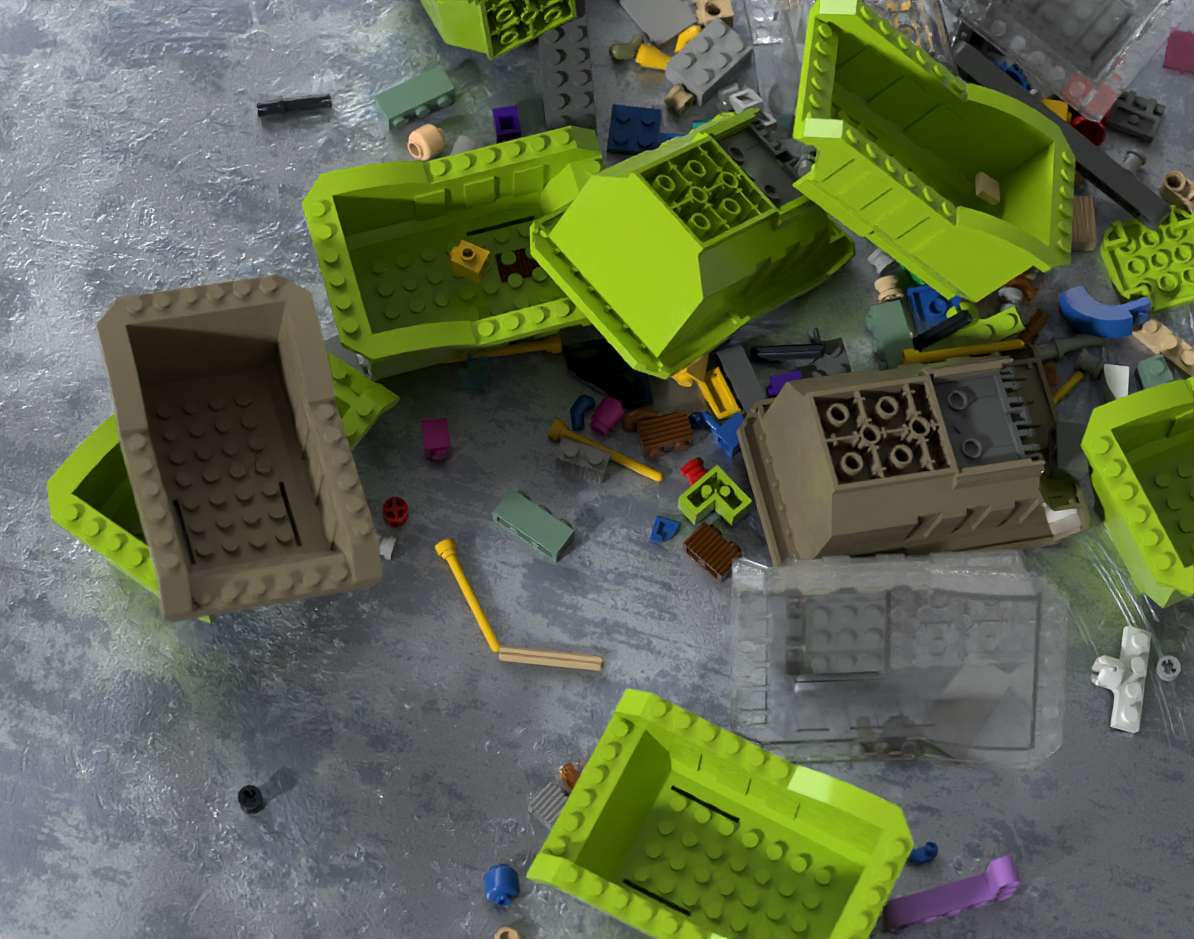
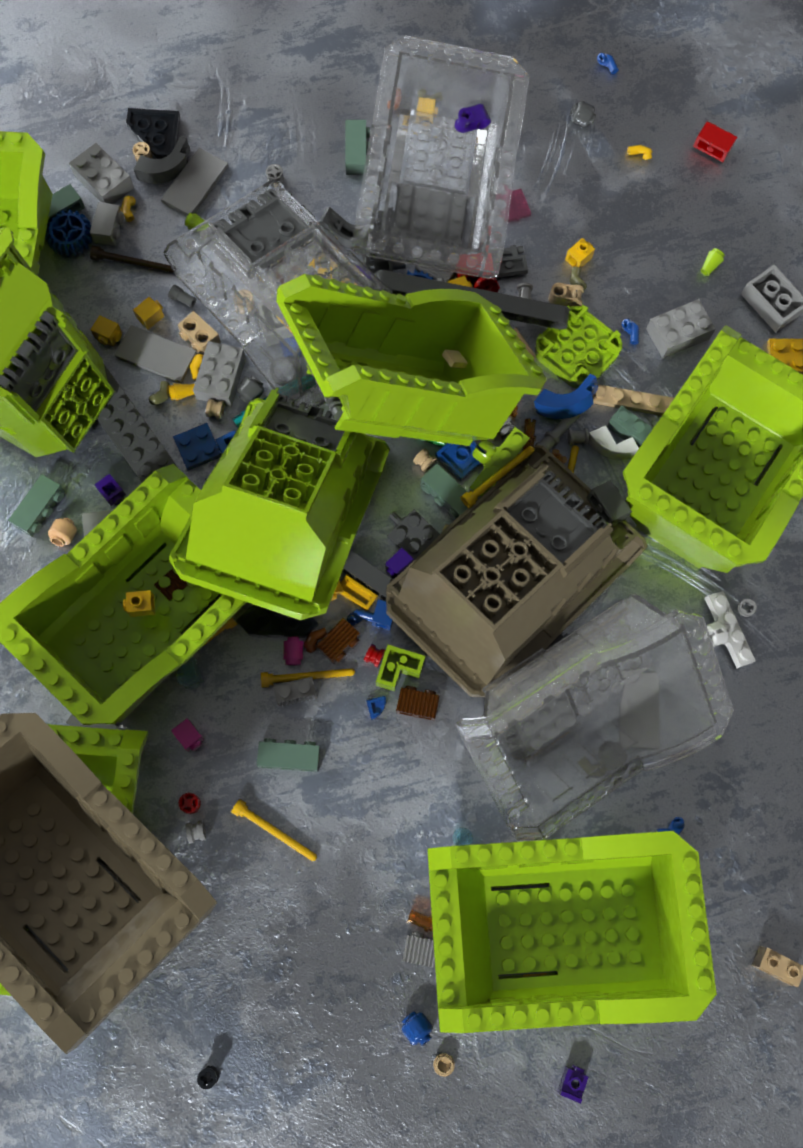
camera: 30 degrees left, 5 degrees up
(550, 658) = (354, 842): tan axle -> none
(577, 410) = (271, 657): blue arm -> none
(748, 98) = (262, 387): light grey slope -> none
(788, 352) = (386, 539): black axle -> none
(882, 261) = (409, 444): light grey wheel -> none
(942, 330) = (477, 468): black axle -> none
(994, 885) = (735, 821): medium lavender beam -> none

